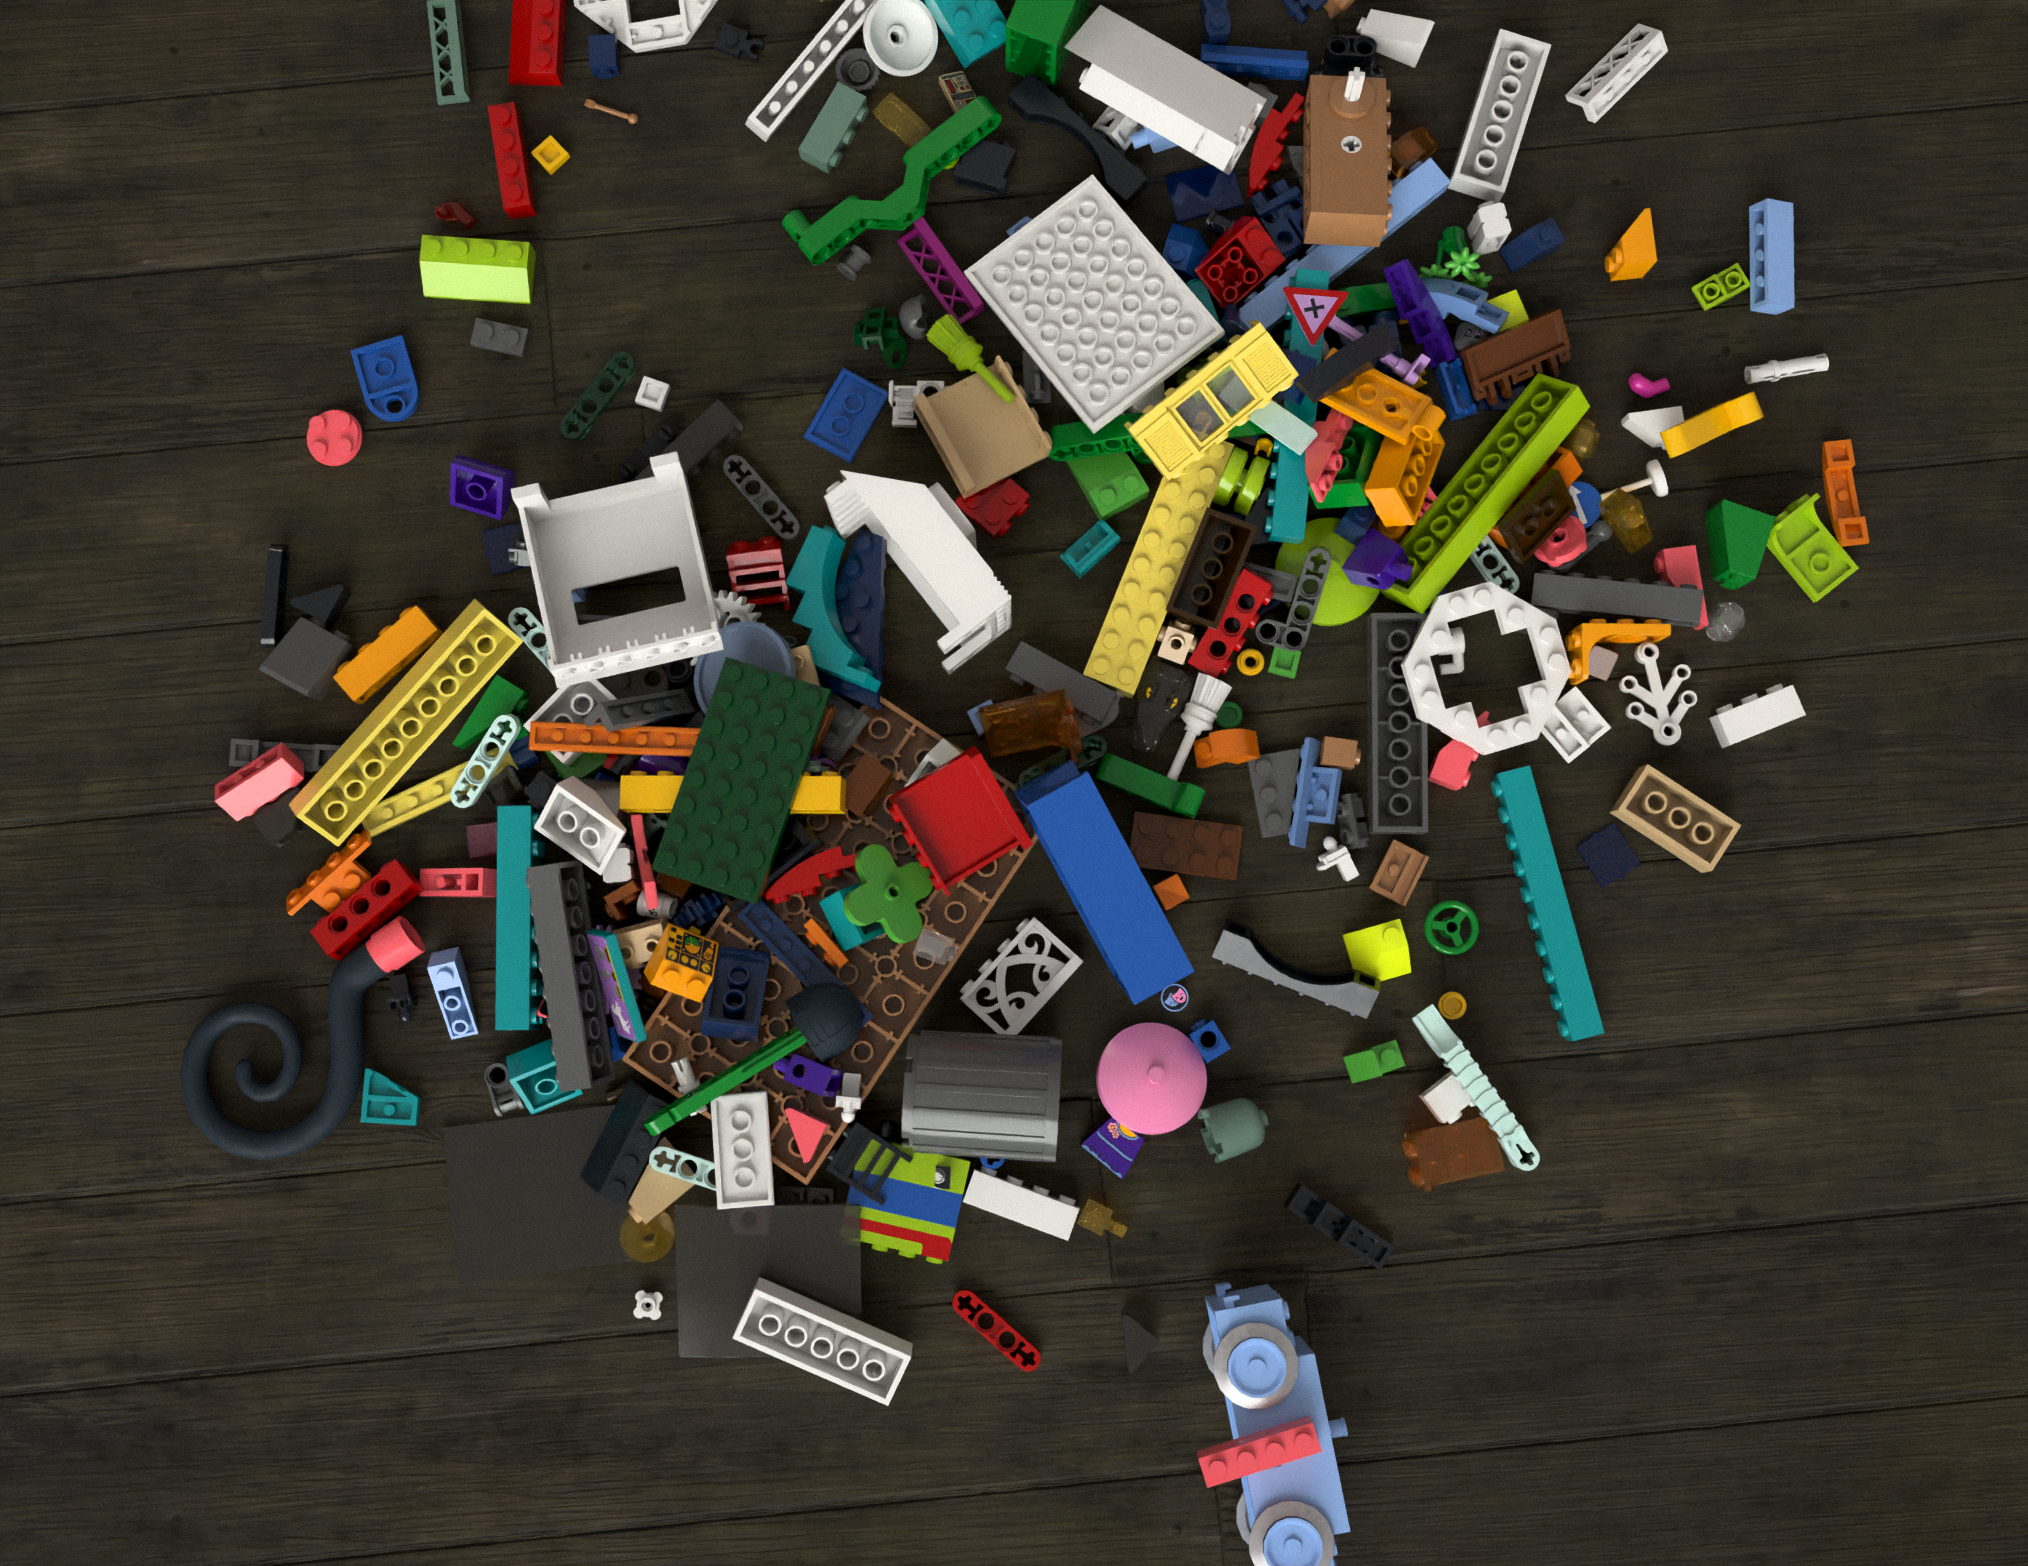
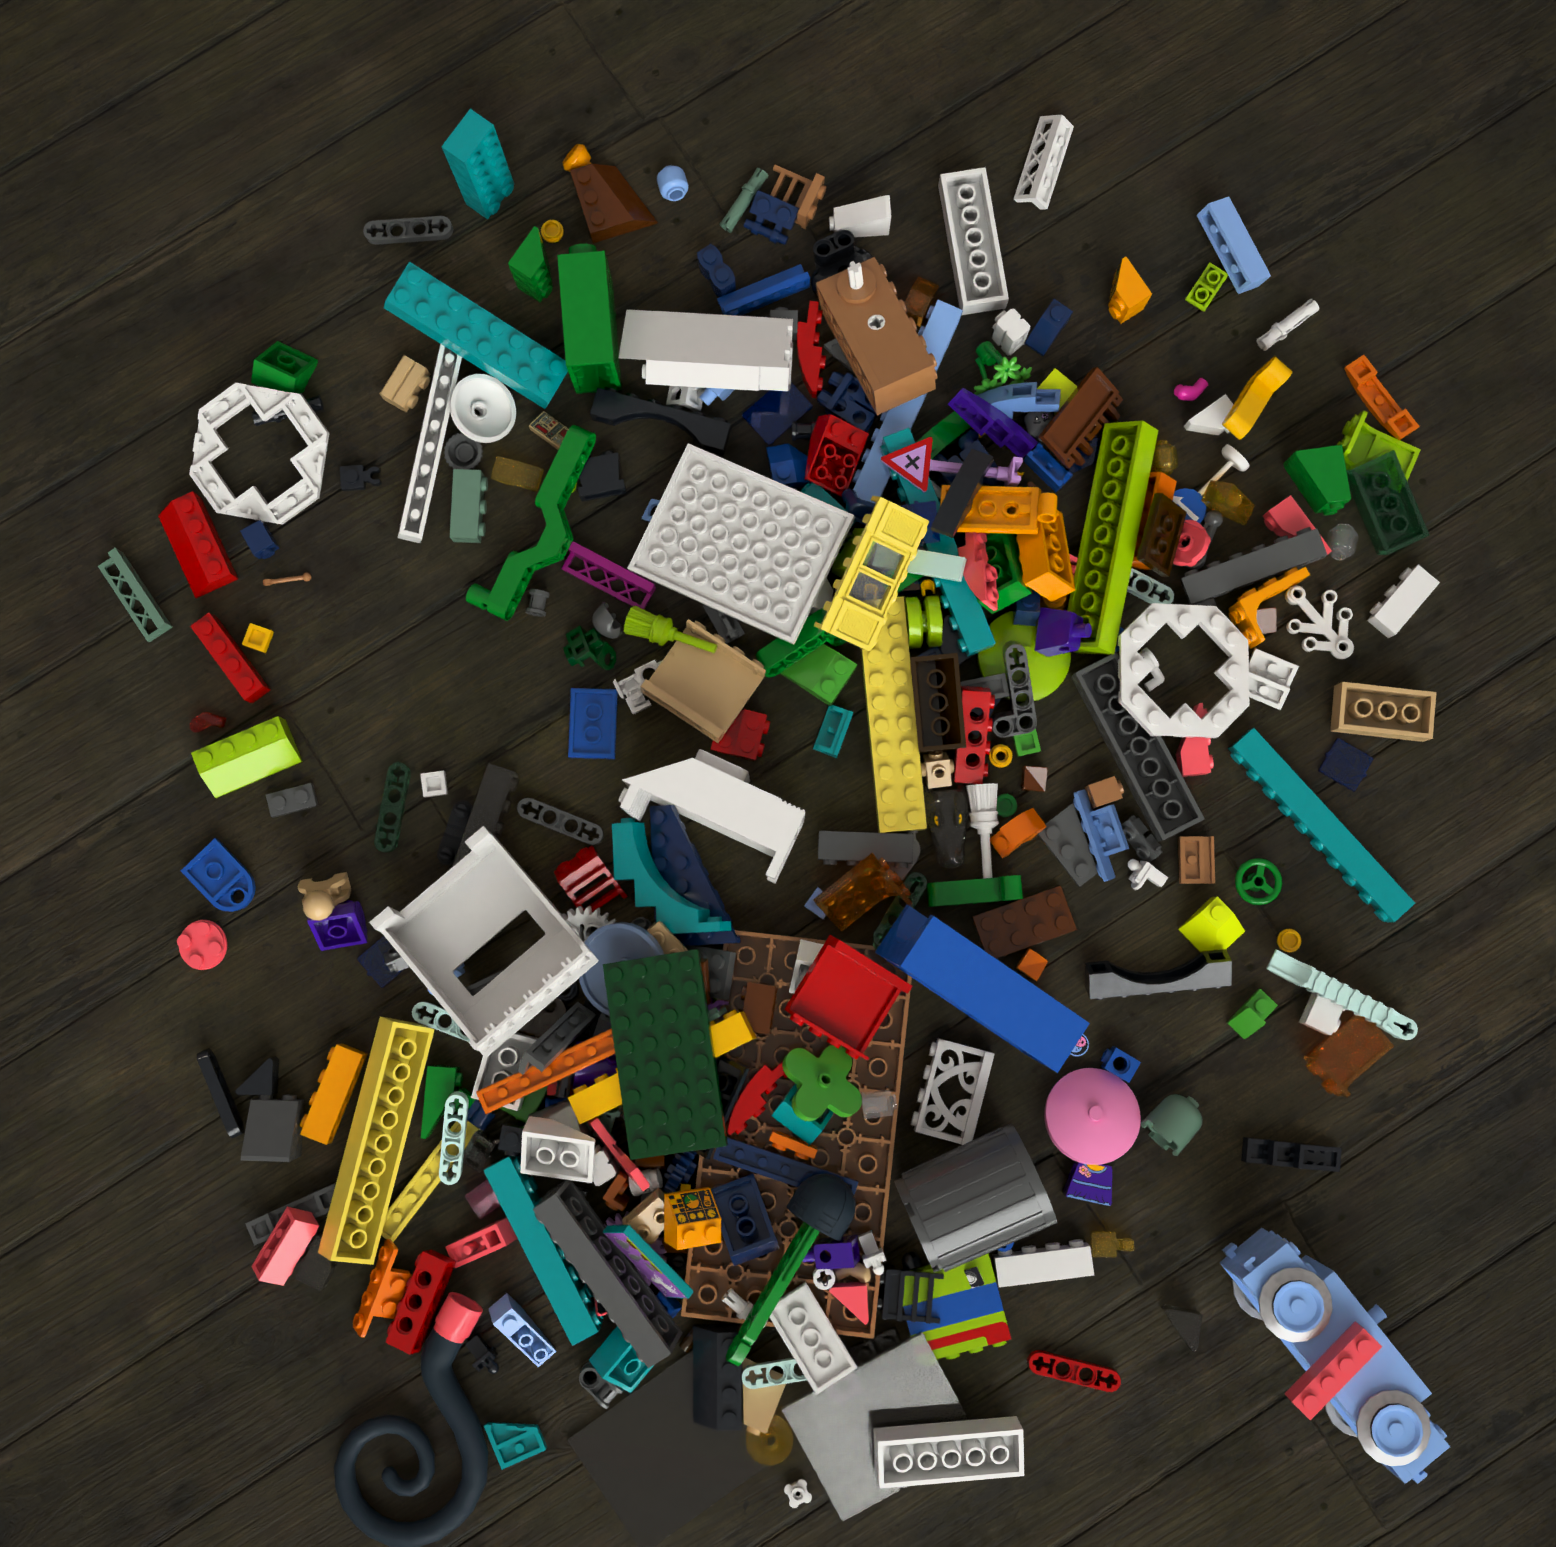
camera: 25 degrees left, 0 degrees up
(480, 447) = (323, 896): none -> tan piece
(780, 1099) = (819, 1282): none -> white bush
(824, 1105) = (859, 1272): none -> tan arm
(1273, 703) = (1034, 778): none -> reddish brown slope
(1791, 603) = (1386, 503): none -> clear green brick

